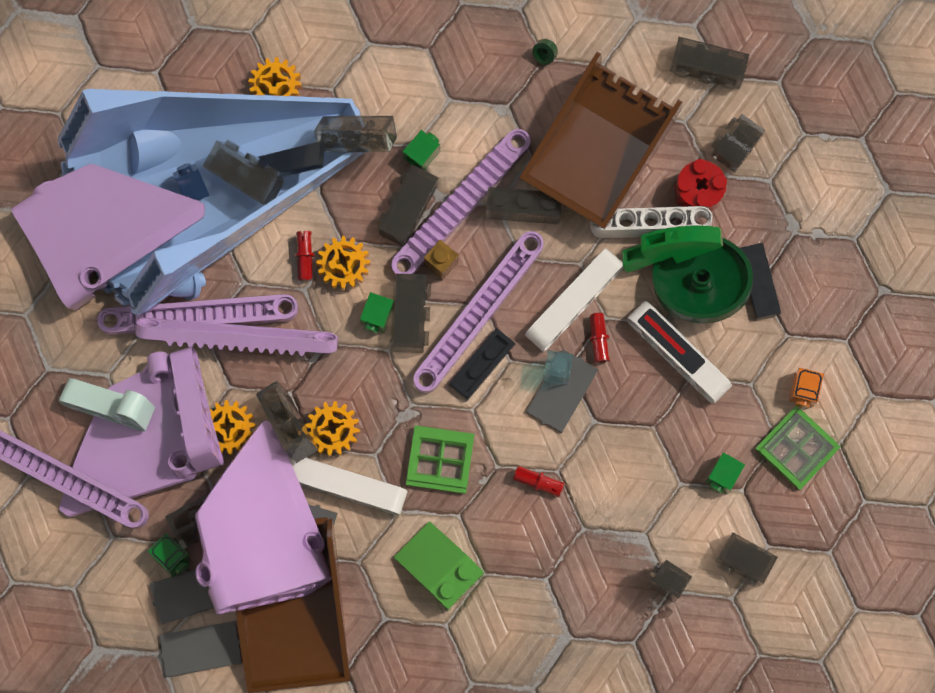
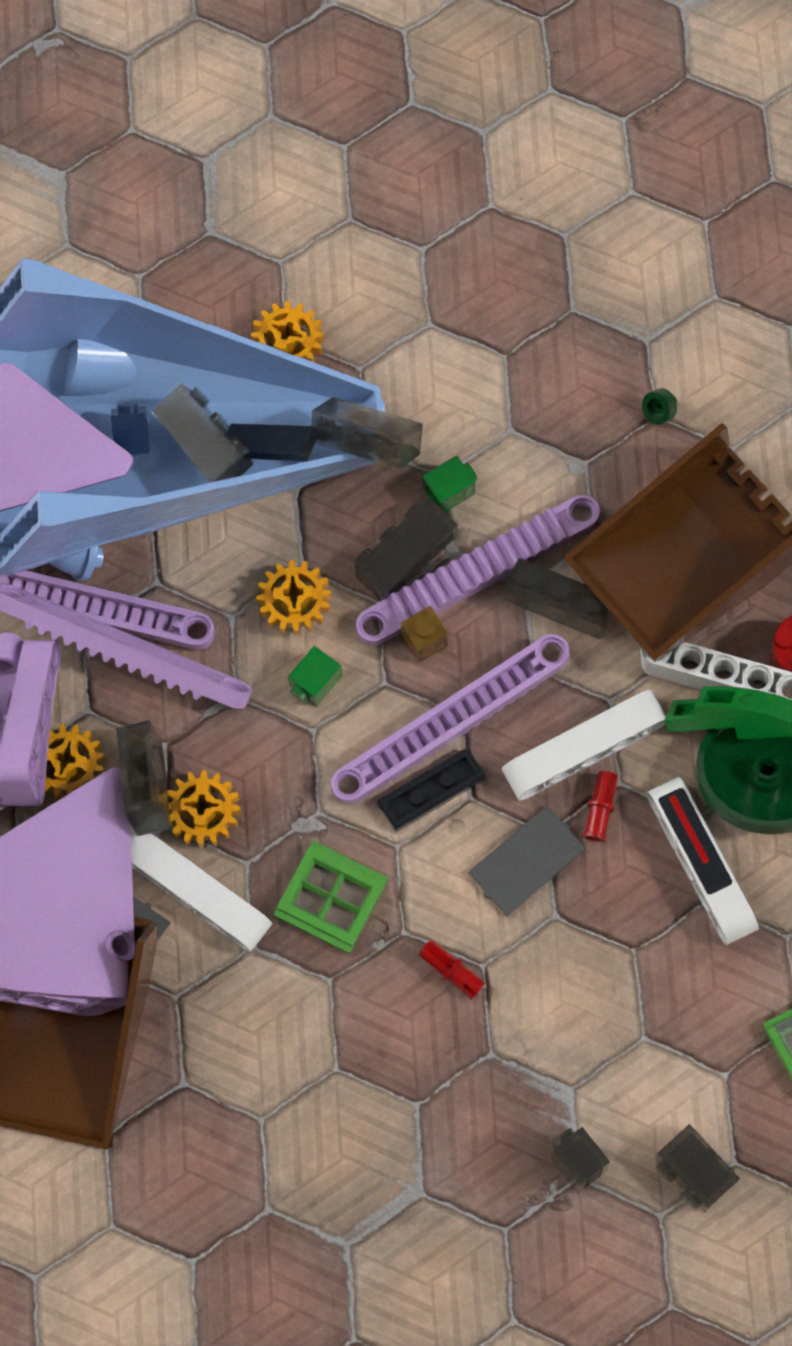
camera: 25 degrees right, 5 degrees down
(304, 255) = (246, 571): red axle -> none
(411, 313) = (360, 691): clear smoke brick -> none
(439, 565) = (280, 1037): bright green slope -> none
(557, 367) = (529, 825): clear light blue brick -> none
(724, 474) = (707, 1043): green brick -> none

